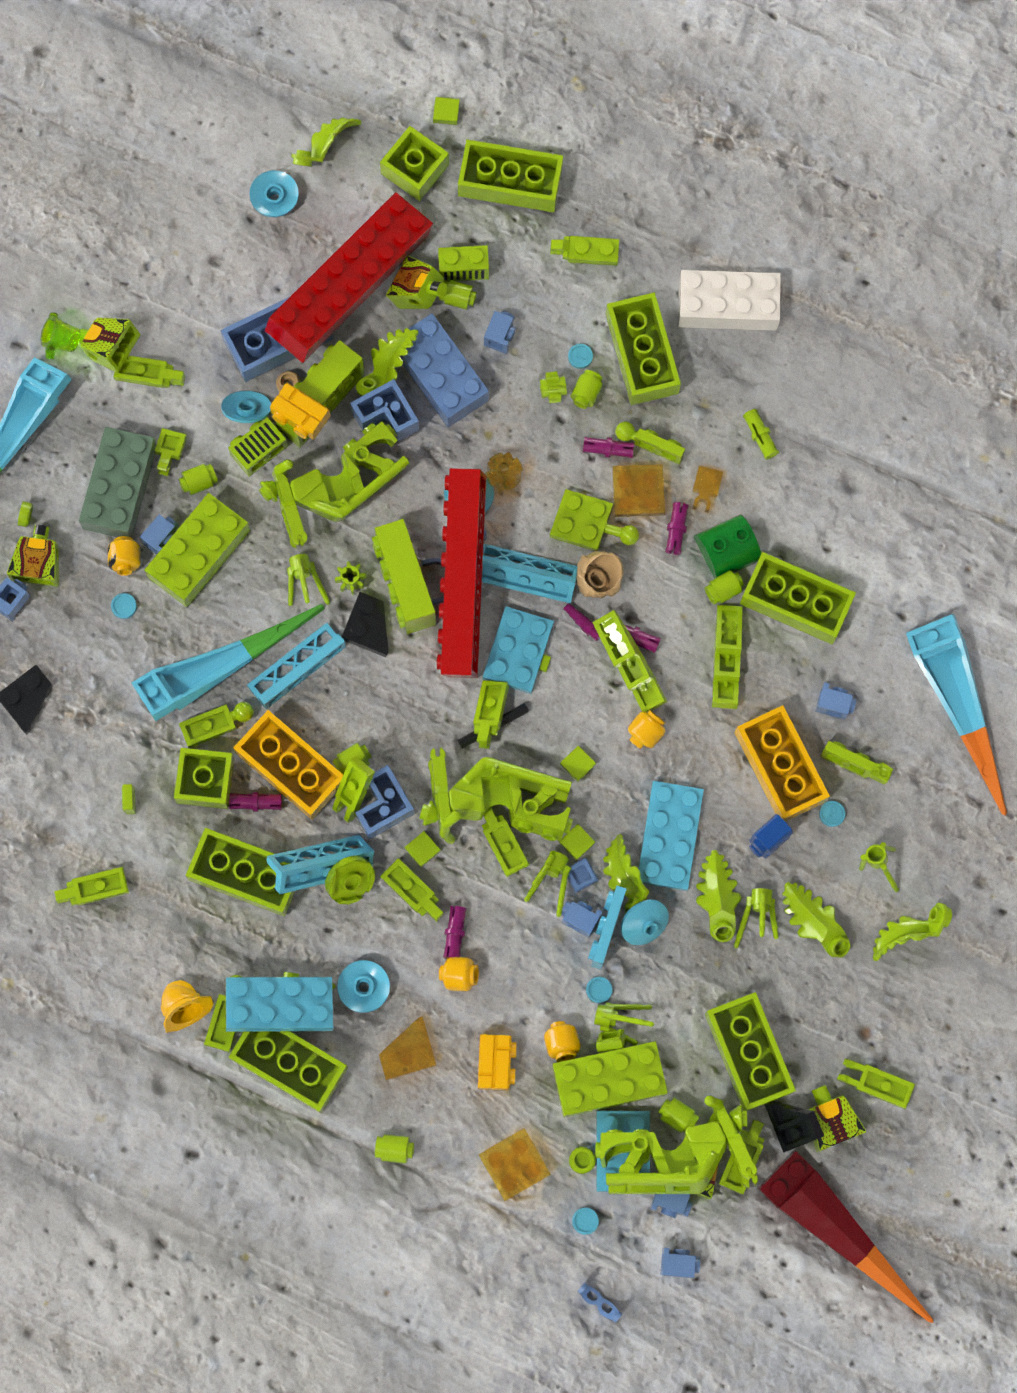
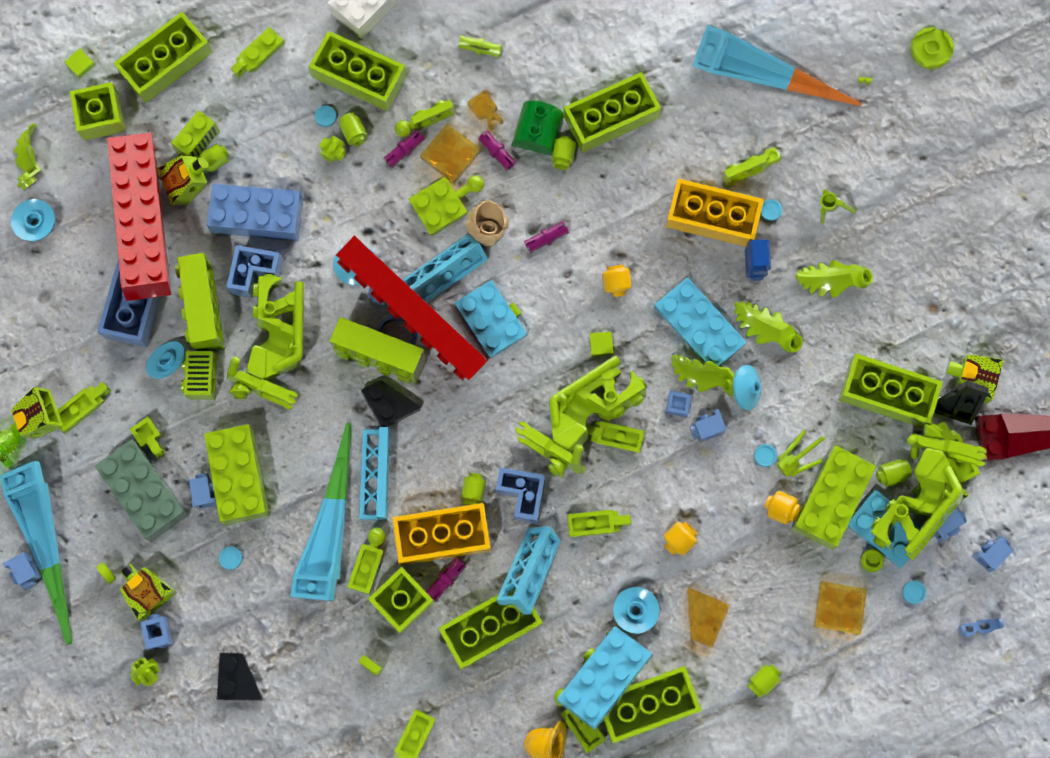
camera: 45 degrees left, 0 degrees up
(124, 555) = (196, 528): yellow head -> none
(198, 479) = (186, 434): lime brick -> none
(286, 376) = (168, 315): tan plate -> none
(299, 411) = (205, 323): yellow brick -> none
(301, 568) = (309, 415): lime plant -> none
(343, 578) = (345, 382): lime gear -> none
(349, 879) = (556, 558): lime tile -> none
(353, 788) = (496, 503): lime hinge -> none
(387, 359) = (218, 240): lime plant -> none
(422, 849) = (573, 493): lime tile -> none
(454, 932) = (649, 518): magenta pin -> none
(489, 711) = (518, 371): lime hinge -> none
(494, 1062) = (760, 563): yellow brick -> none
(500, 331) = (264, 152): medium blue brick -> none
(504, 479) = (365, 233): clear yellow brick -> none
(507, 718) = (528, 378): black bar -> none
(554, 866) = (658, 416): lime plant -> none
(577, 842) = (655, 387): lime tile -> none
(582, 621) = (508, 261): magenta animal -> none
(606, 927) = (731, 414): medium azure plate -> none
(610, 1040) = (808, 475): lime tile -> none
(630, 661) = (562, 253): lime slope -> none
(727, 656) = (611, 189): lime slope -> none
(762, 902) = (794, 302): lime plant -> none
(835, 702) = (699, 146): medium blue brick -> none
(878, 1084) = (975, 327): lime hinge -> none
(911, 928) = (890, 223): lime plant -> none

